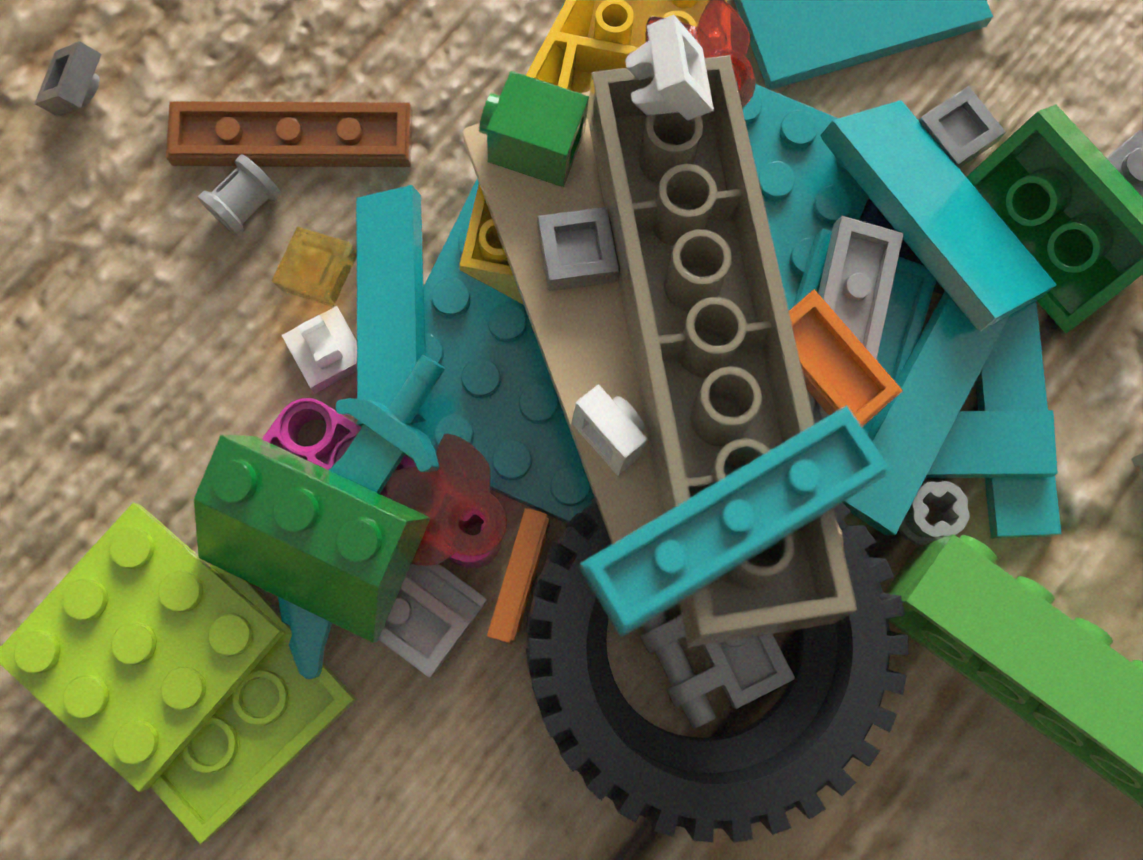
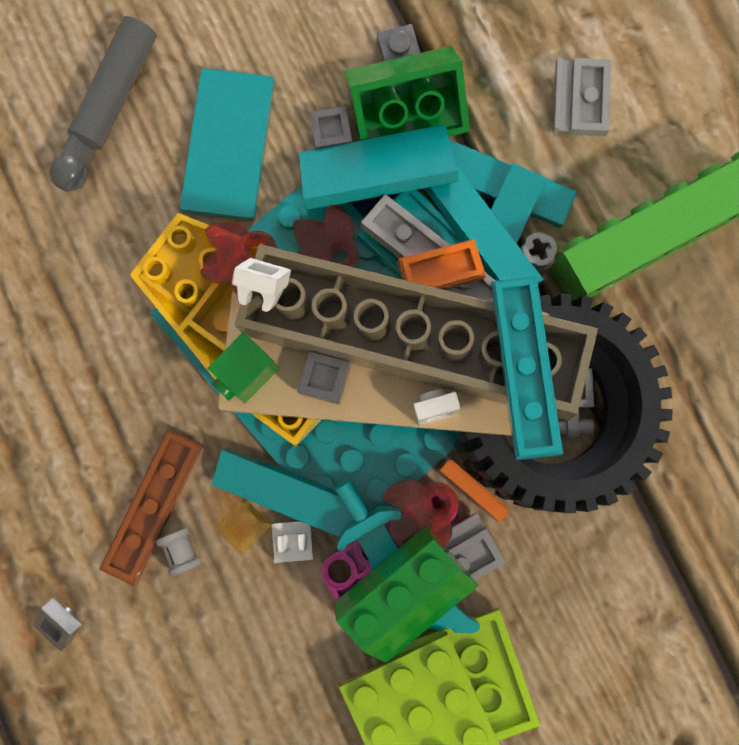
camera: 60 degrees left, 5 degrees up
(798, 192) = (326, 237): none -> clear red plate

